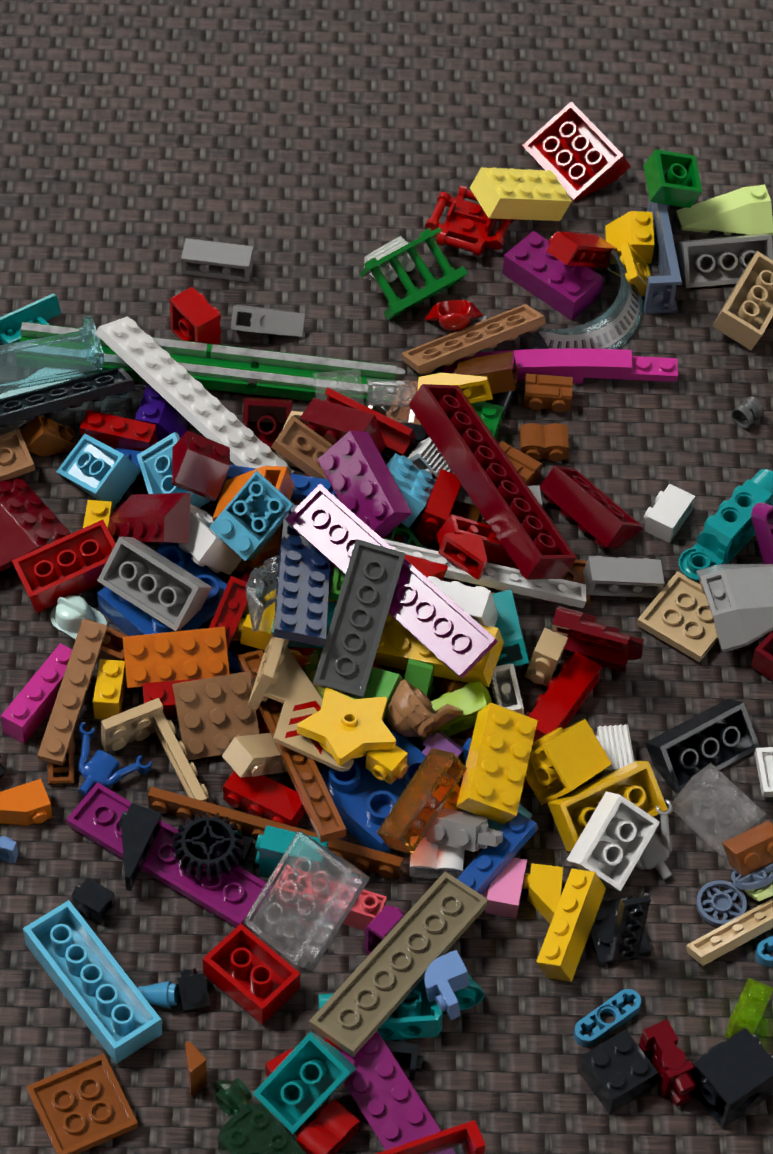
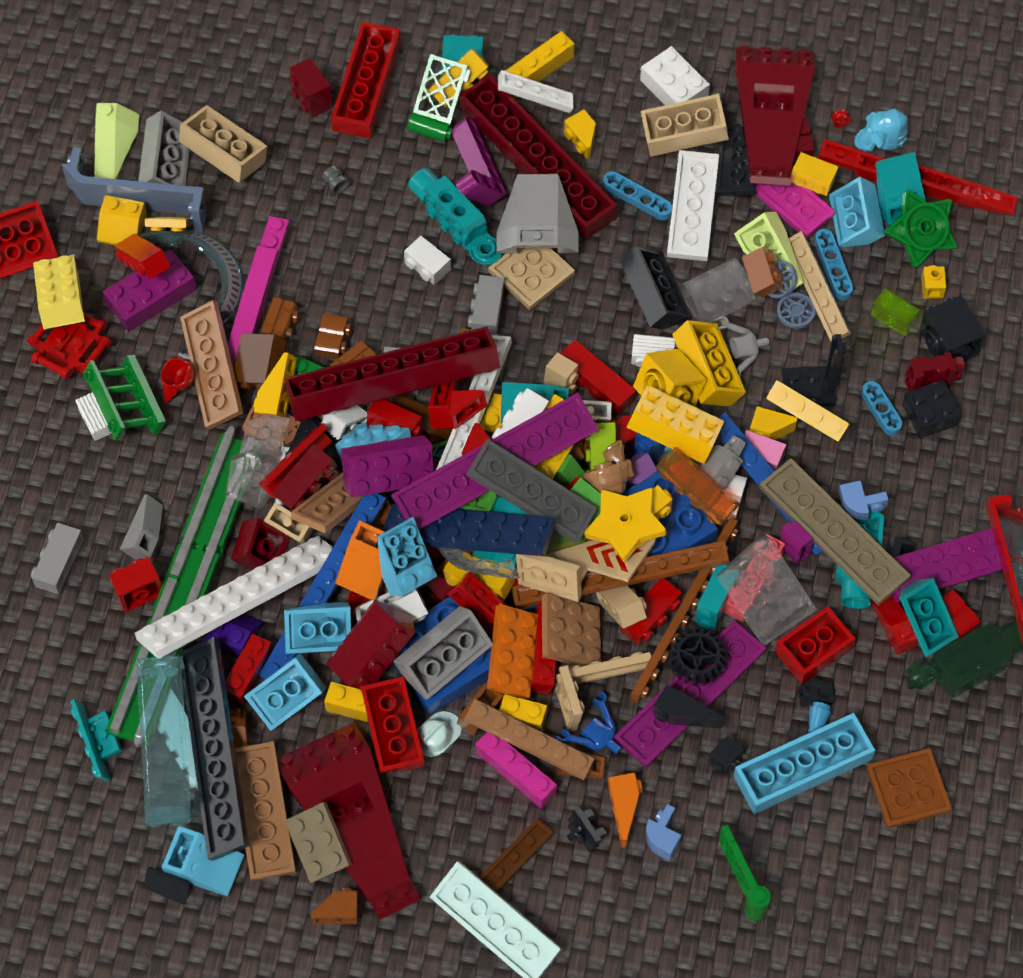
camera: 75 degrees left, 10 degrees up
(196, 1068) = (895, 698): dark orange slope -> none
(200, 465) = (327, 595): dark red slope -> none
(589, 507) = (409, 316): dark red slope -> none
(596, 641) = (561, 334): dark red slope -> none
(613, 840) = (747, 363): white brick -> none
(672, 178) = (94, 163): green brick -> none

